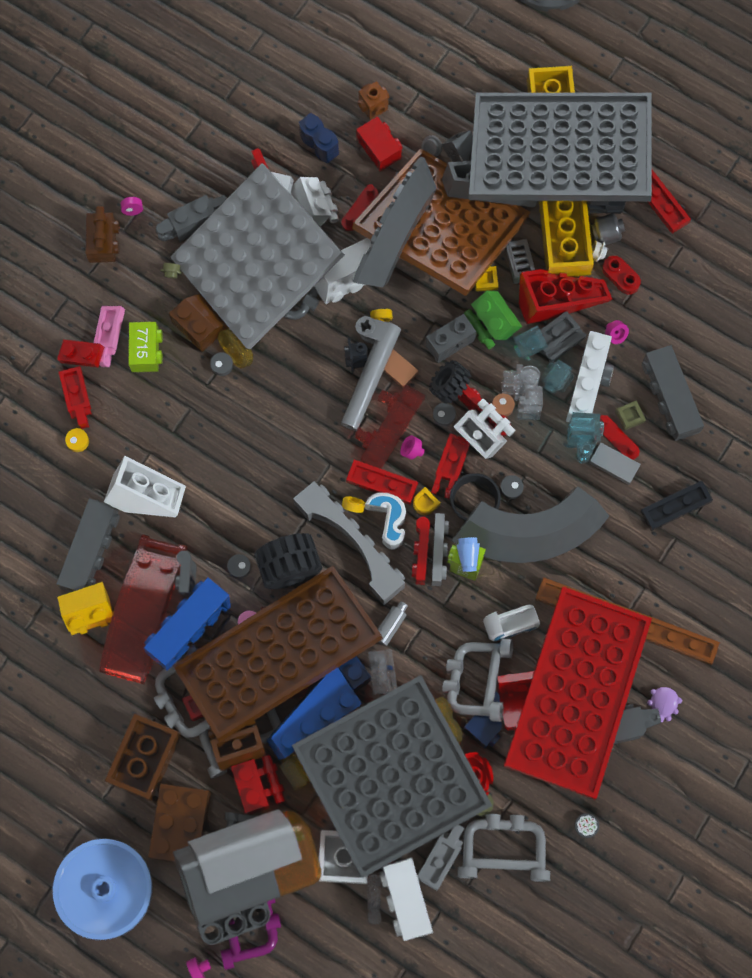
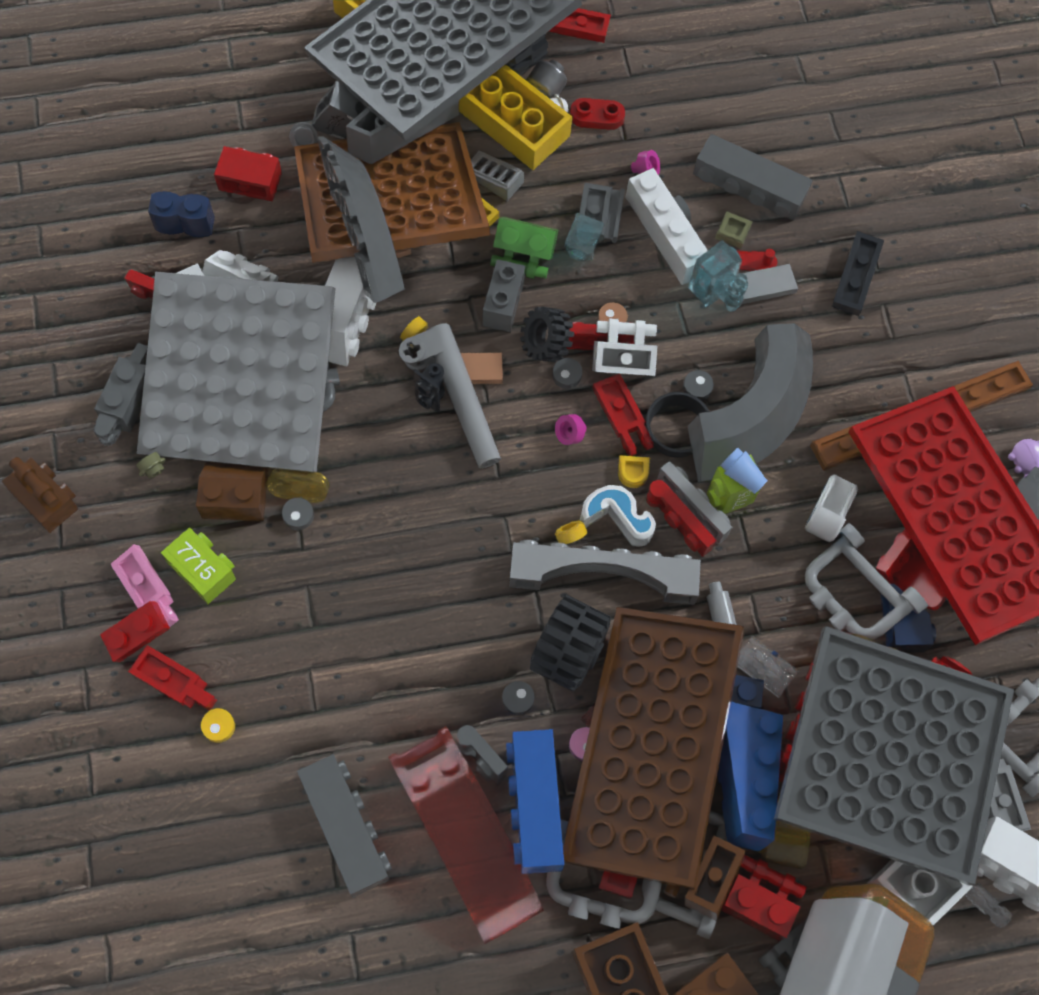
camera: 50 degrees left, 5 degrees down
(86, 609) = (408, 889): yellow brick -> none
(131, 206) = (43, 436): dark pink tile -> none
(144, 490) = (346, 710): white slope -> none
(362, 202) = (287, 250): red piece -> none
(373, 100) = (202, 137): dark orange brick -> none
(381, 481) = (573, 487): red plate -> none
(401, 412) = (535, 446): clear red hinge -> none
(524, 386) = (626, 280): clear hips -> none
(550, 295) = (559, 177): red wedge -> none
(557, 376) = (637, 248): clear light blue head -> none

